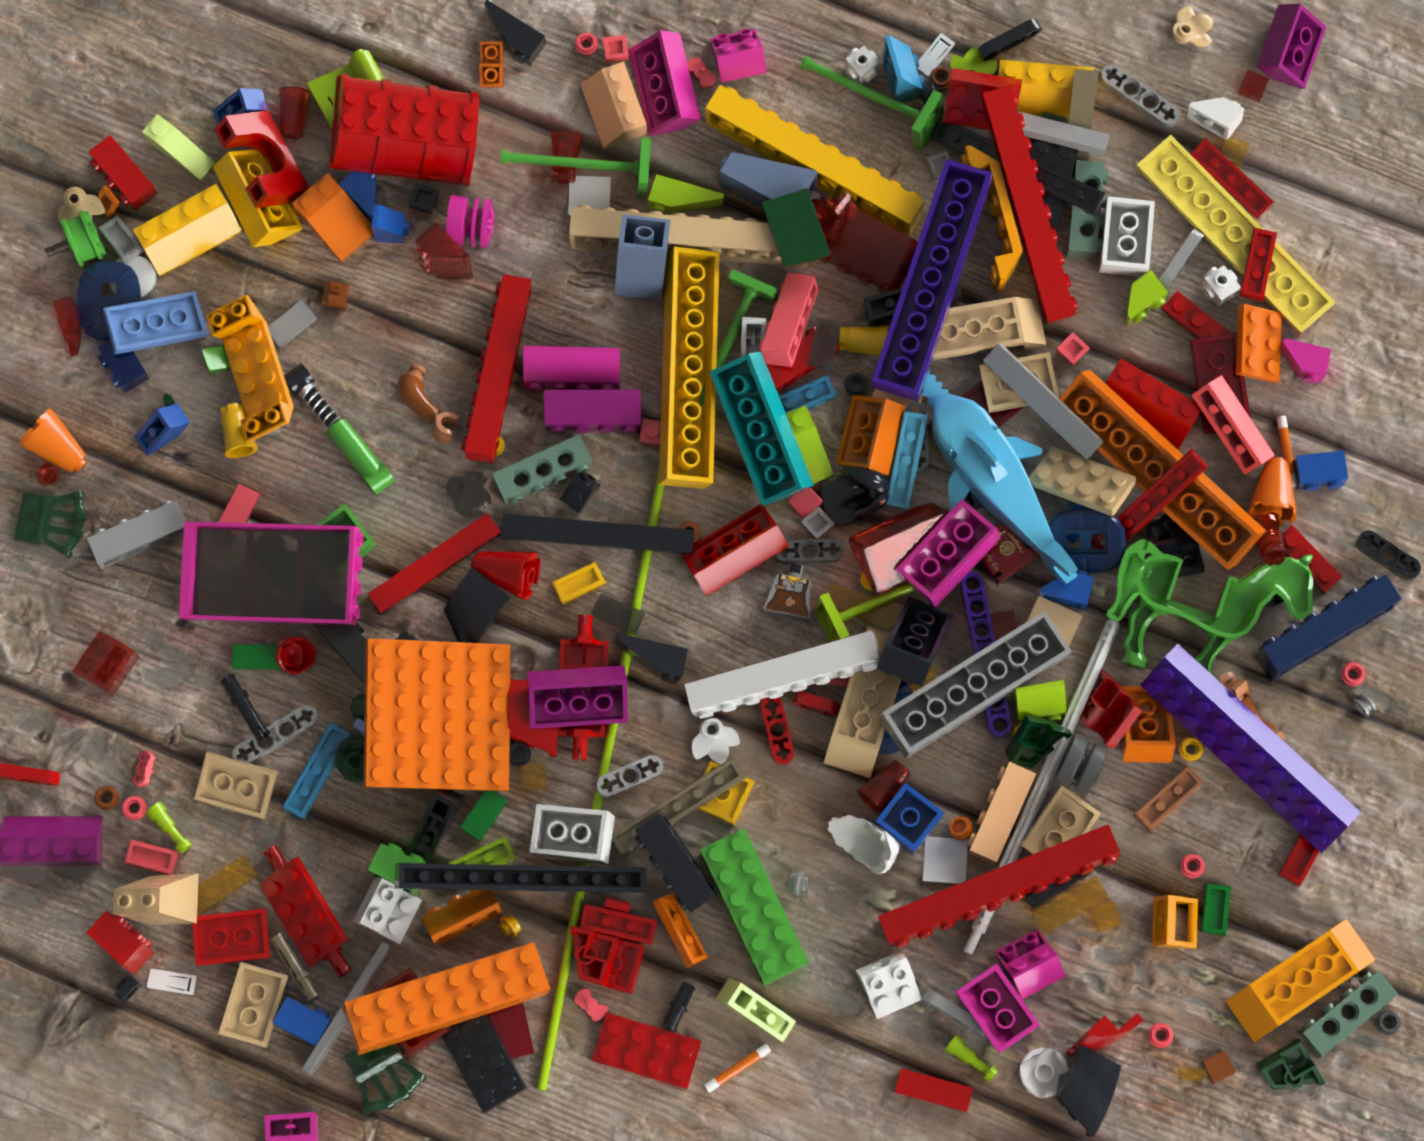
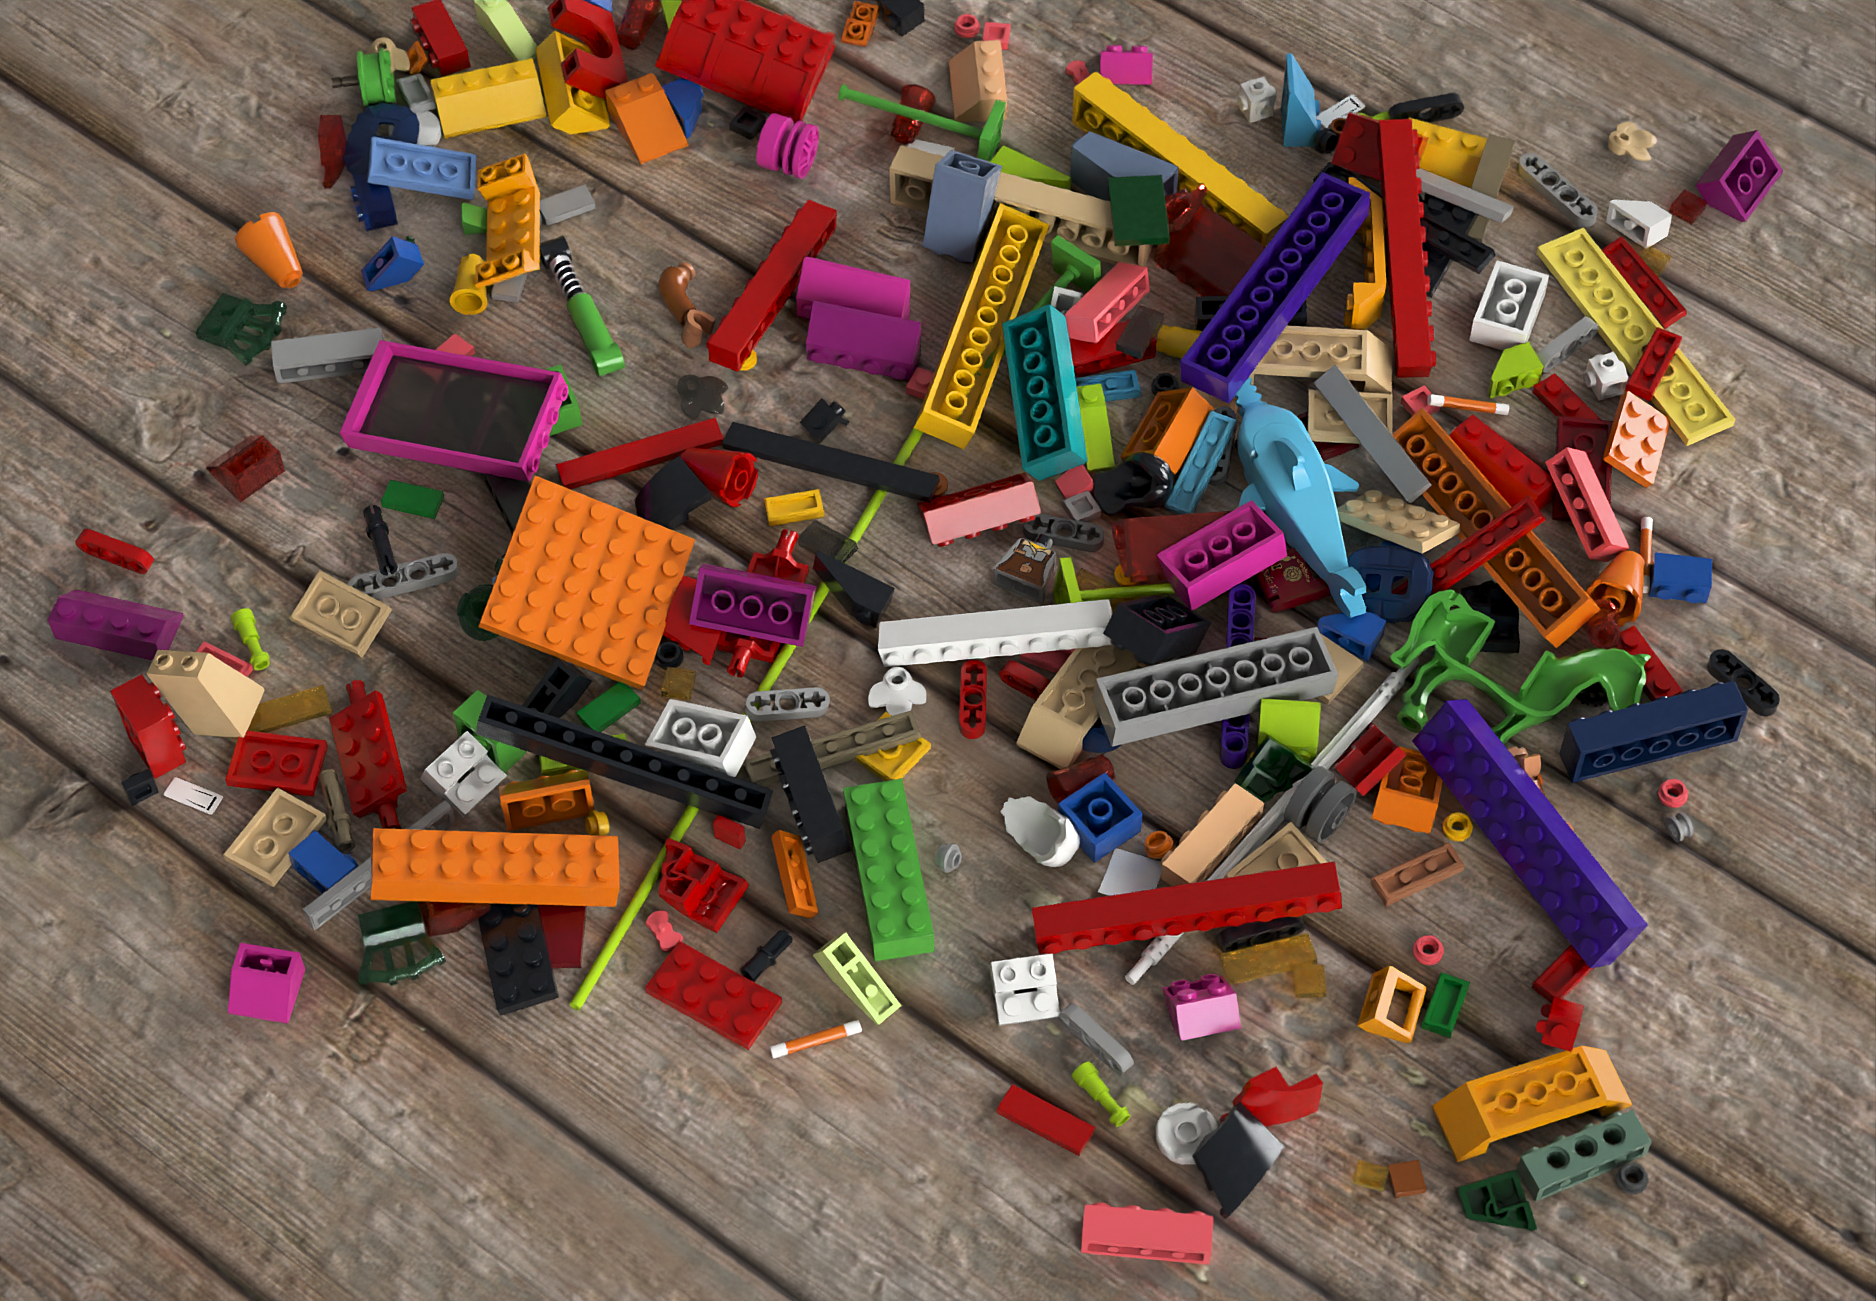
camera: 15 degrees right, 20 degrees down
(47, 474) = (255, 281): clear red plate -> none
(101, 792) = (194, 589): dark orange plate -> none
(129, 802) = (217, 606): coral plate -> none
(143, 768) = (246, 576): coral piece -> none
(295, 655) = (454, 501): red hair -> none
(315, 772) = (428, 628): dark azure tile -> none
(335, 294) = (623, 188): dark orange tile -> none
(389, 225) = (700, 133): blue slope -> none
(442, 255) = (747, 164): clear red slope -> none
(572, 448) = (788, 388): sand green brick -> none
(618, 924) = (727, 852): red plate -> none
(664, 83) = (1039, 74): dark pink slope -> none
(925, 119) = (1308, 156): bright green tile -> none
(997, 1008) = (1149, 1041): dark pink slope -> none
(1078, 244) = (1467, 287): sand green brick -> none
(1112, 342) = (1467, 404): none -> orange bar
(1166, 1030) = (1342, 1117): coral plate -> none
(1306, 359) = (1689, 467): dark pink slope -> none
(1310, 912) = (1562, 1023): none -> red brick

